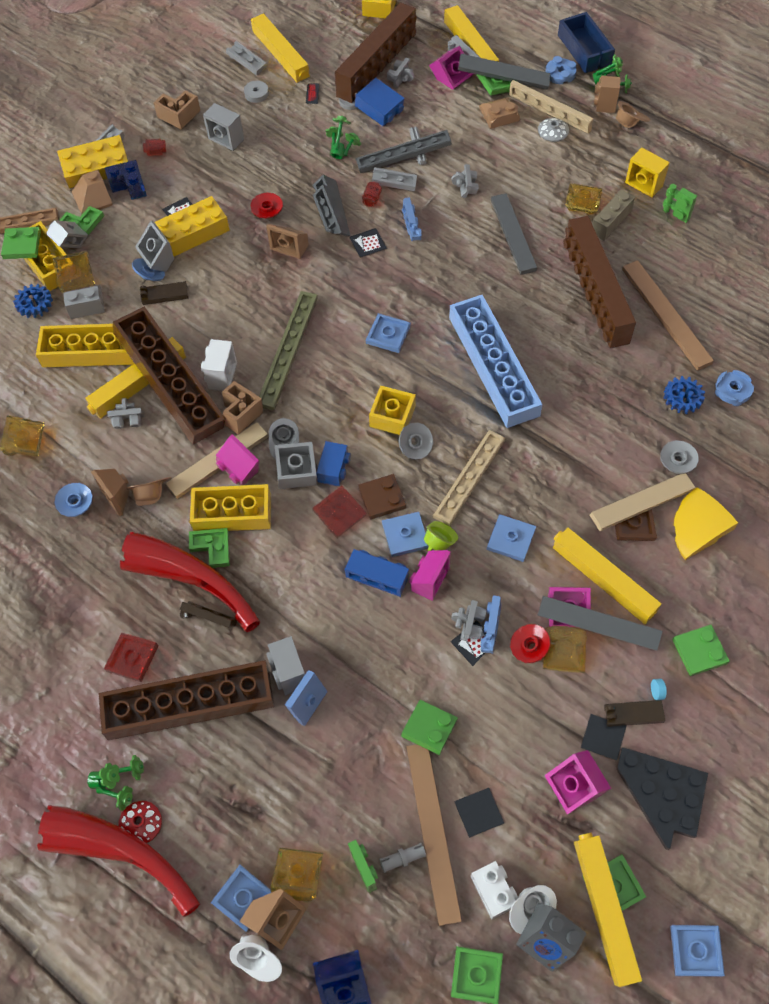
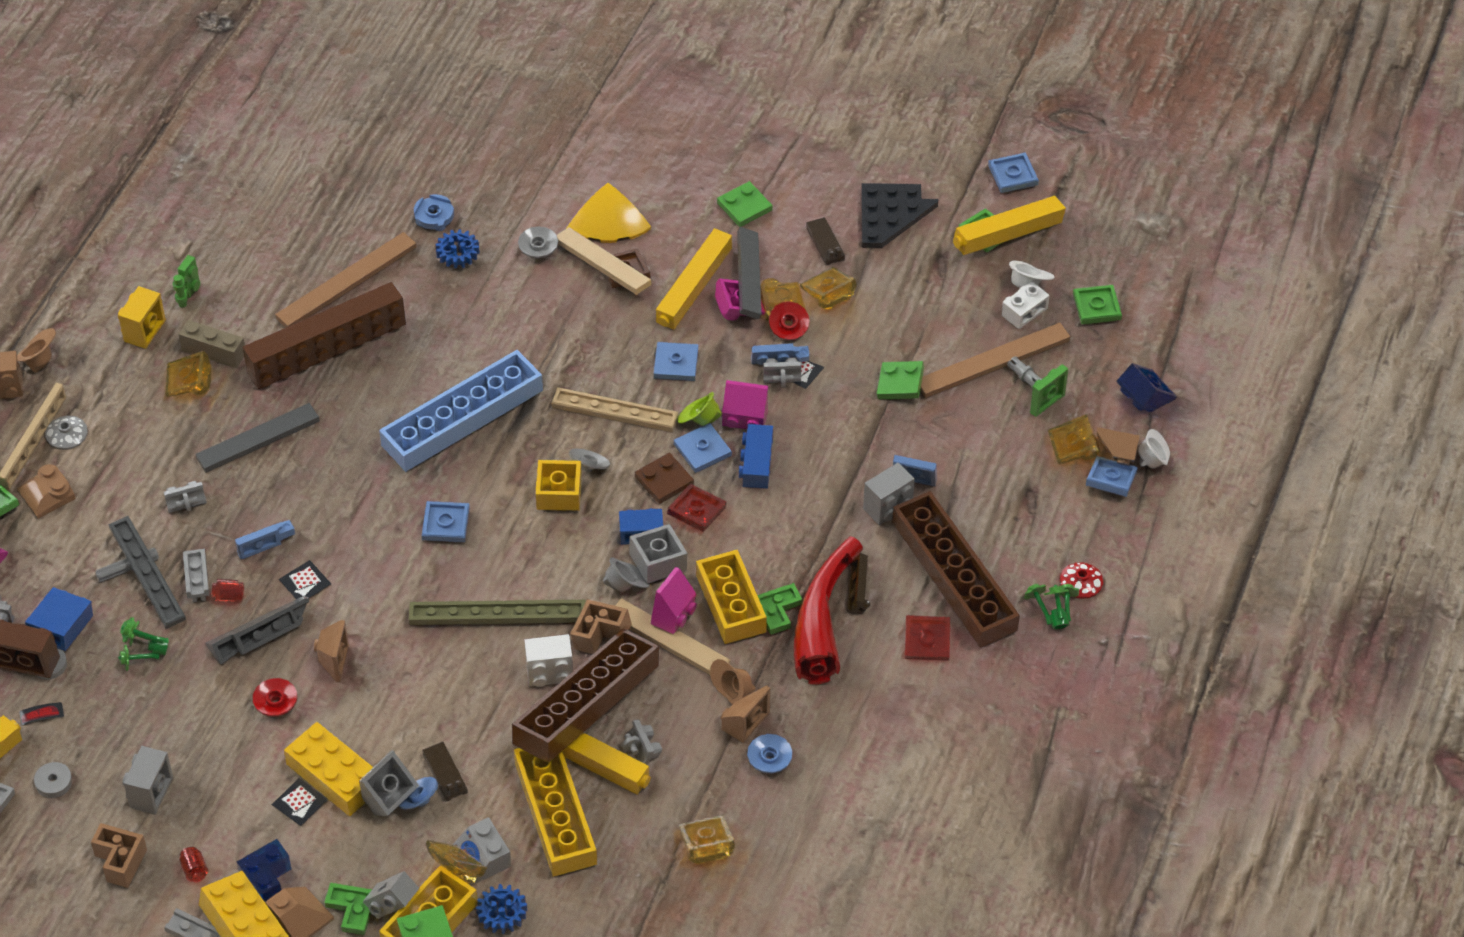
camera: 110 degrees left, 10 degrees down
(87, 835) = (1114, 603): red brick -> none
(479, 812) = (961, 334): black sticker -> none
(550, 937) = (1046, 256): dark grey slope -> none
(565, 694) = (830, 287): none -> clear yellow slope
(577, 781) = (907, 266): dark pink slope -> none
(603, 739) = (857, 261): black sticker -> none
(658, 689) = (797, 225): medium azure tile -> none

